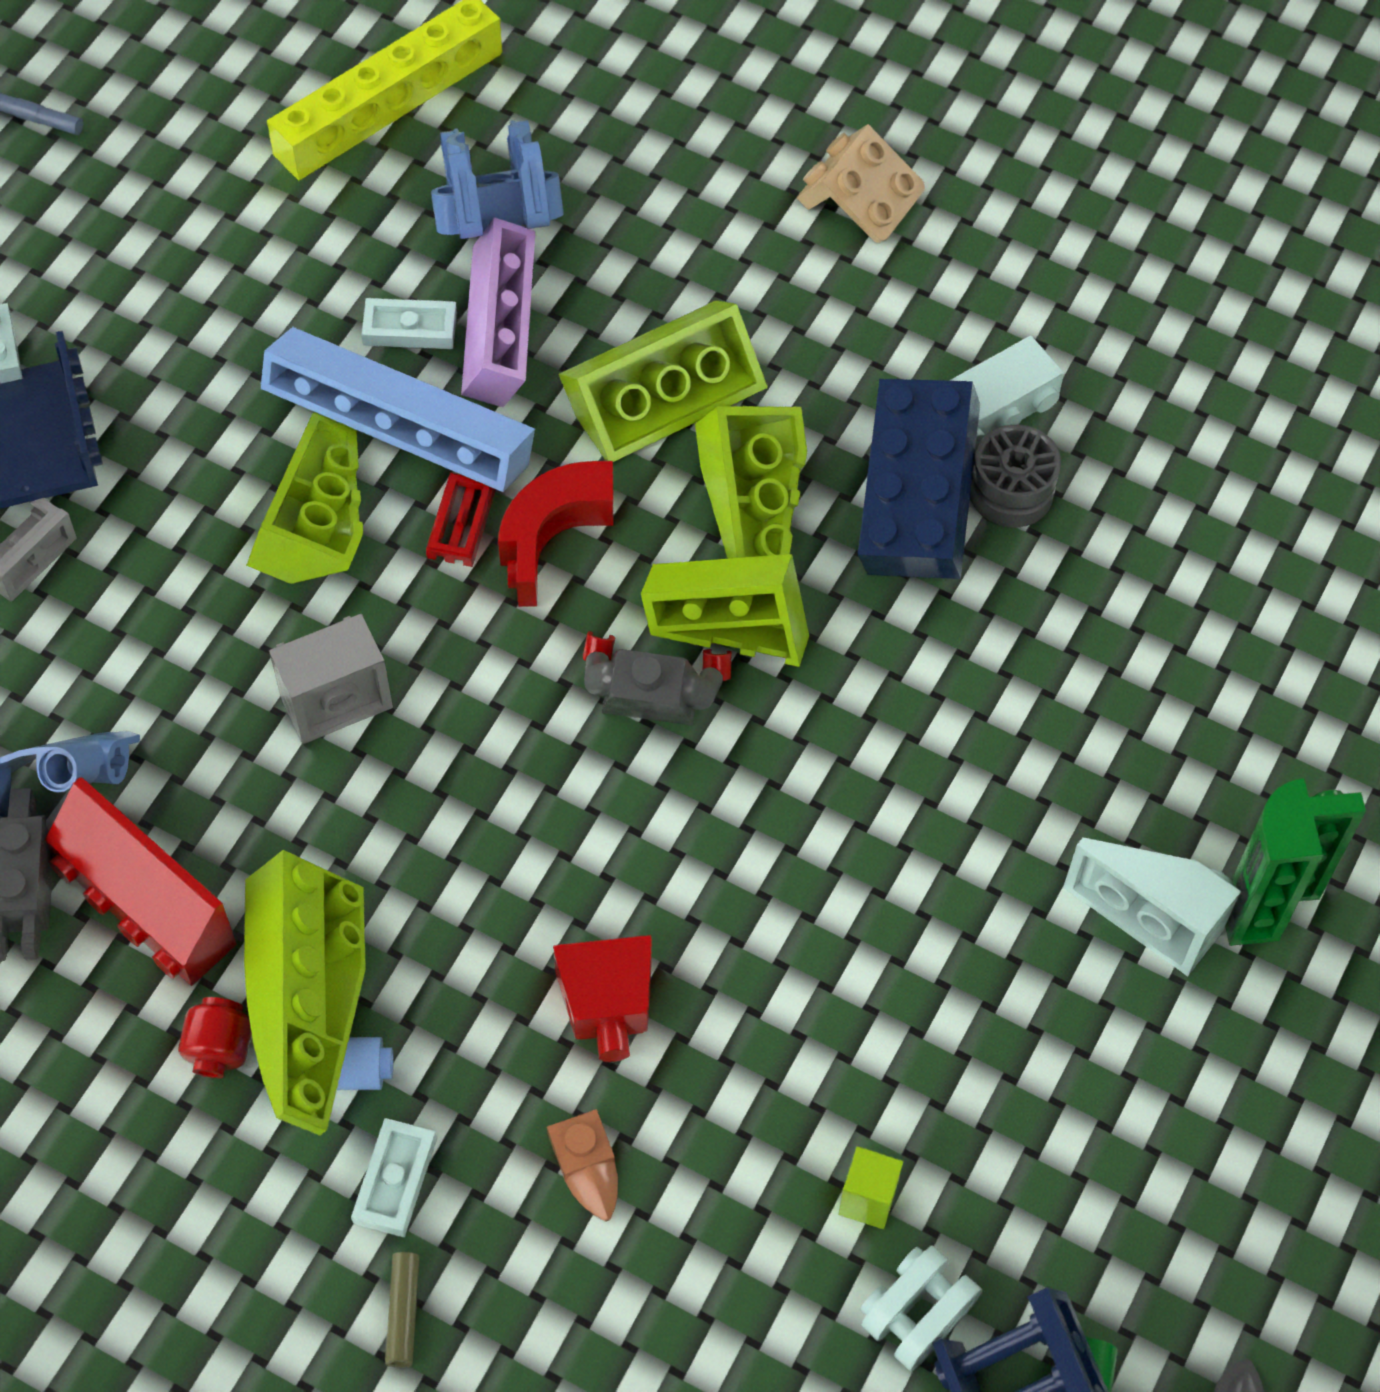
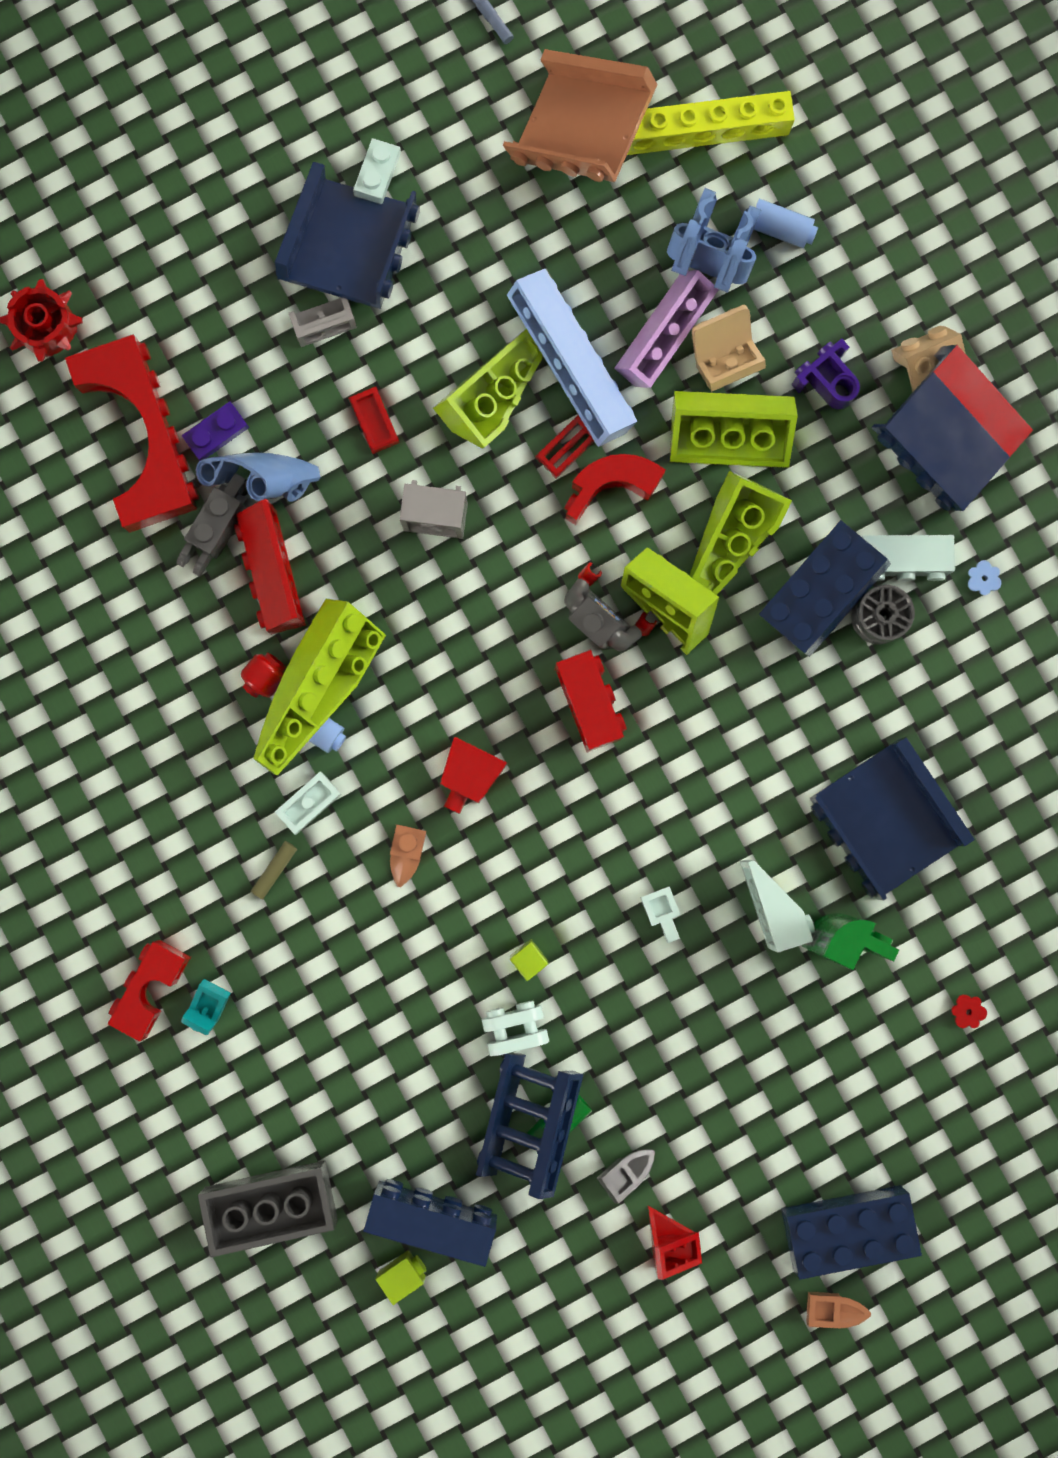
camera: 30 degrees right, 25 degrees up
(172, 630) = (374, 420): none -> red tile
(231, 140) = (584, 116): none -> nougat panel
(409, 323) = (614, 301): light aqua plate -> none
(572, 134) = (785, 224): none -> light blue brick
(586, 294) = (726, 348): none -> tan bracket
(711, 789) = (590, 700): none -> red brick
(744, 260) = (827, 373): none -> dark purple pin
(940, 226) = (954, 430): none -> dark blue panel
(1008, 1007) = (661, 909): none -> light aqua plate
(1105, 372) = (984, 569): none -> light blue plant
(1216, 705) = (890, 818): none -> dark blue panel

